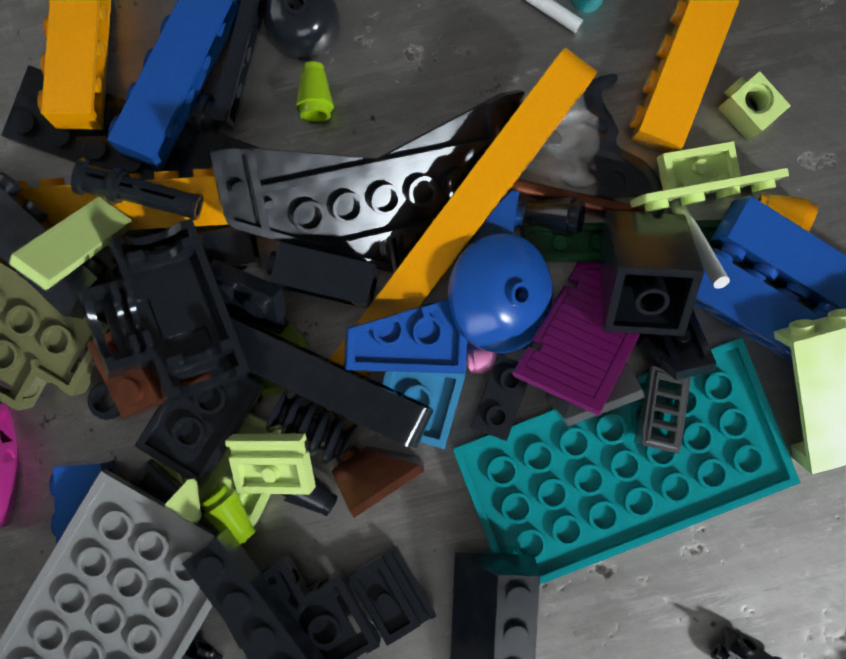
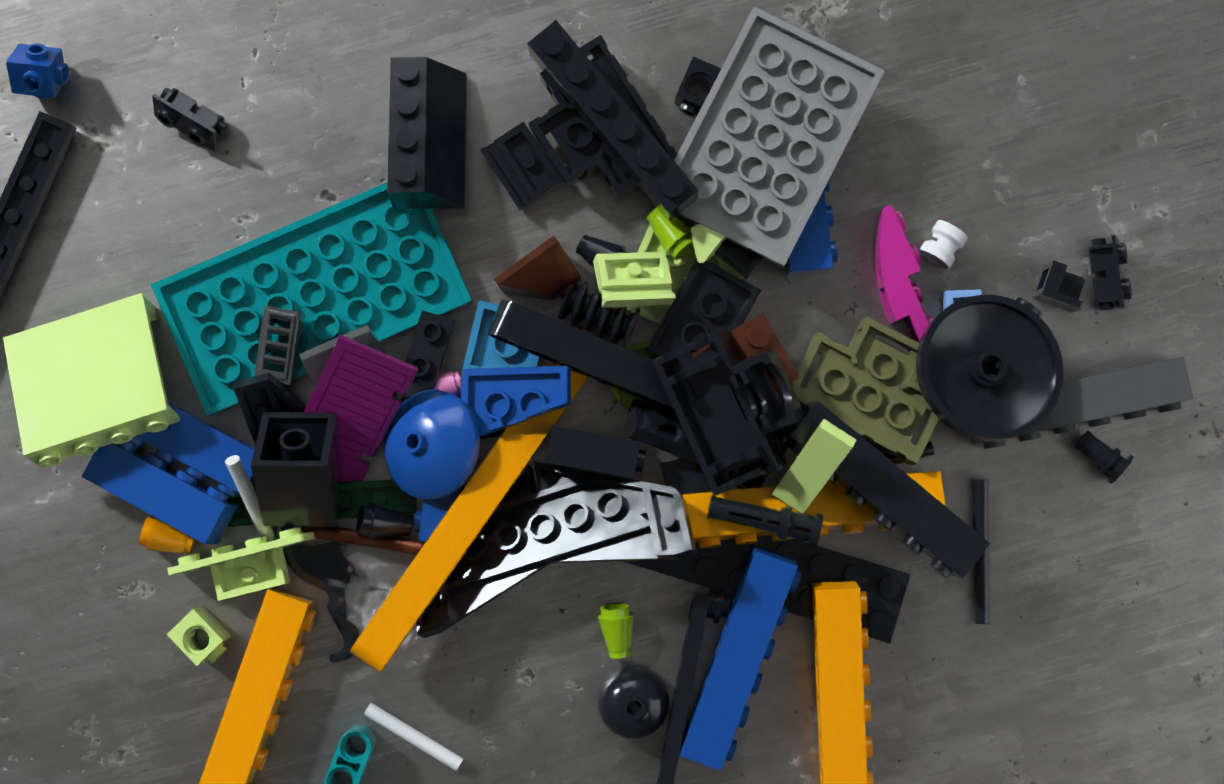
camera: 175 degrees right, 0 degrees up
(97, 405) = (802, 323): black plate -> none

